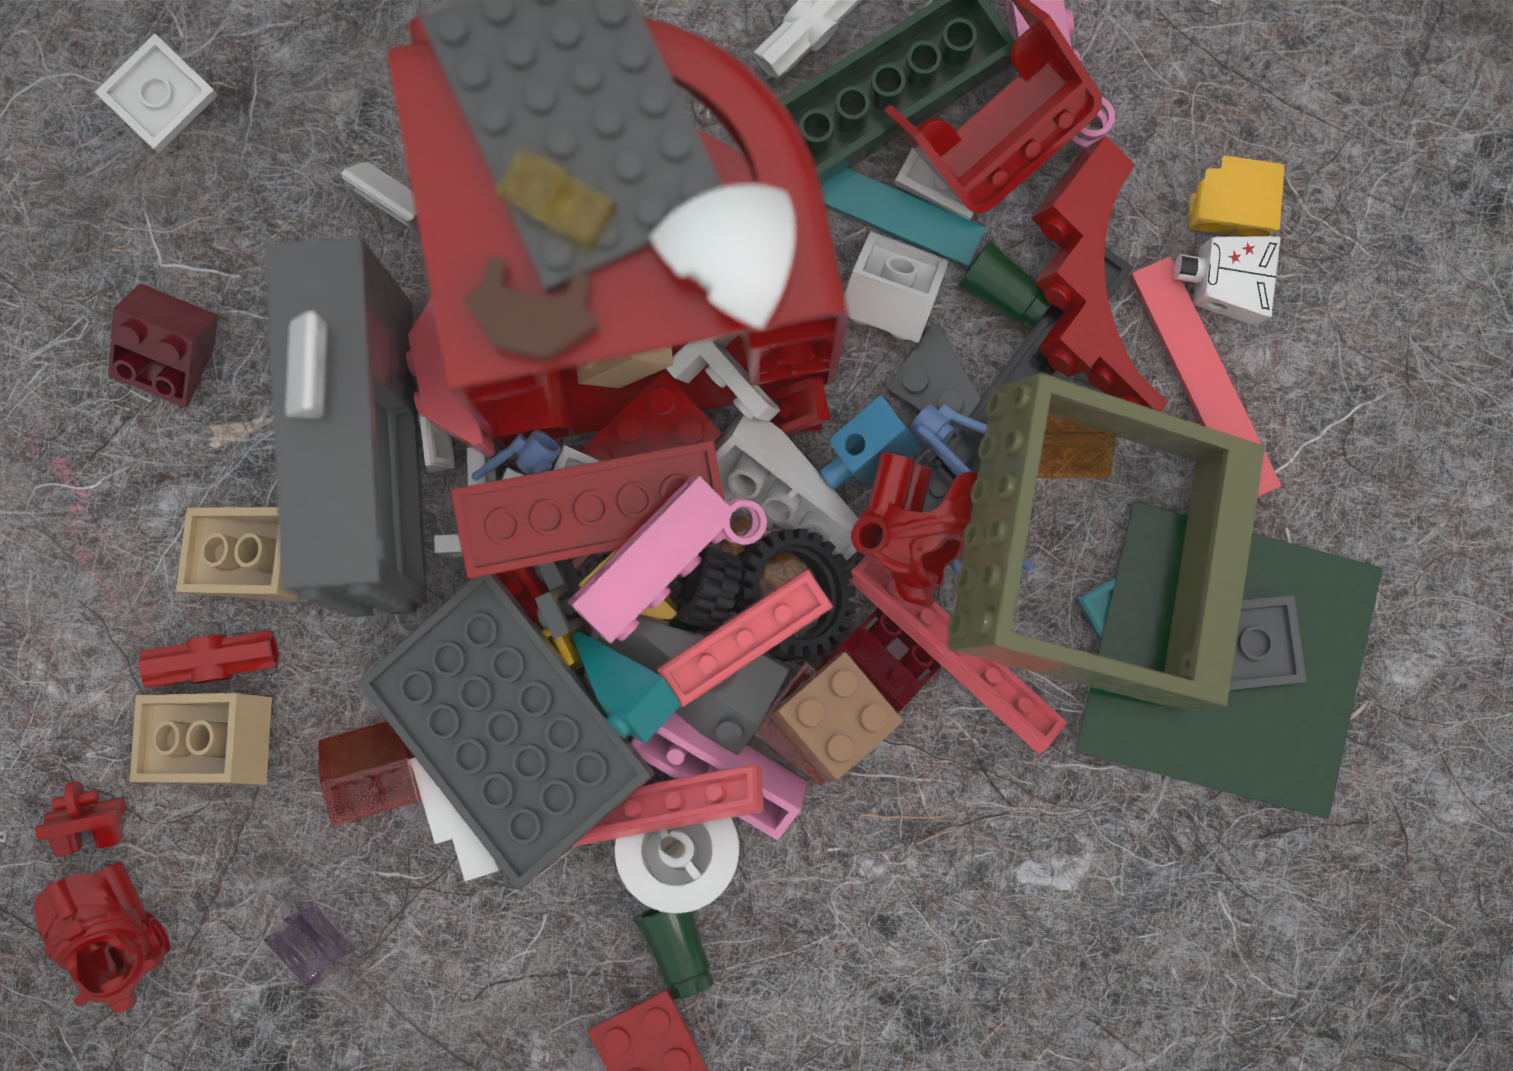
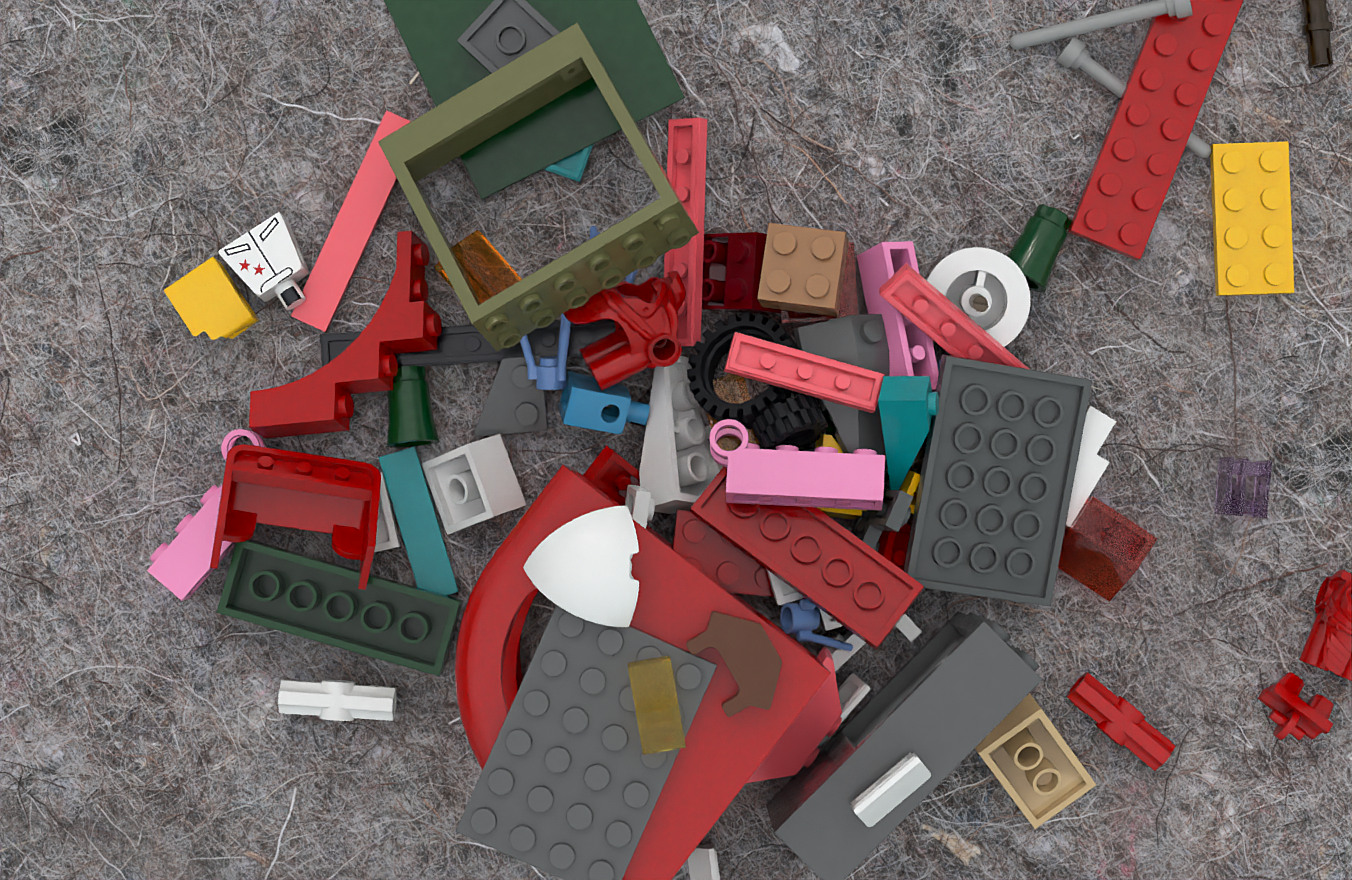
camera: 135 degrees left, 5 degrees up
(201, 739) = (1177, 679): tan slope -> none

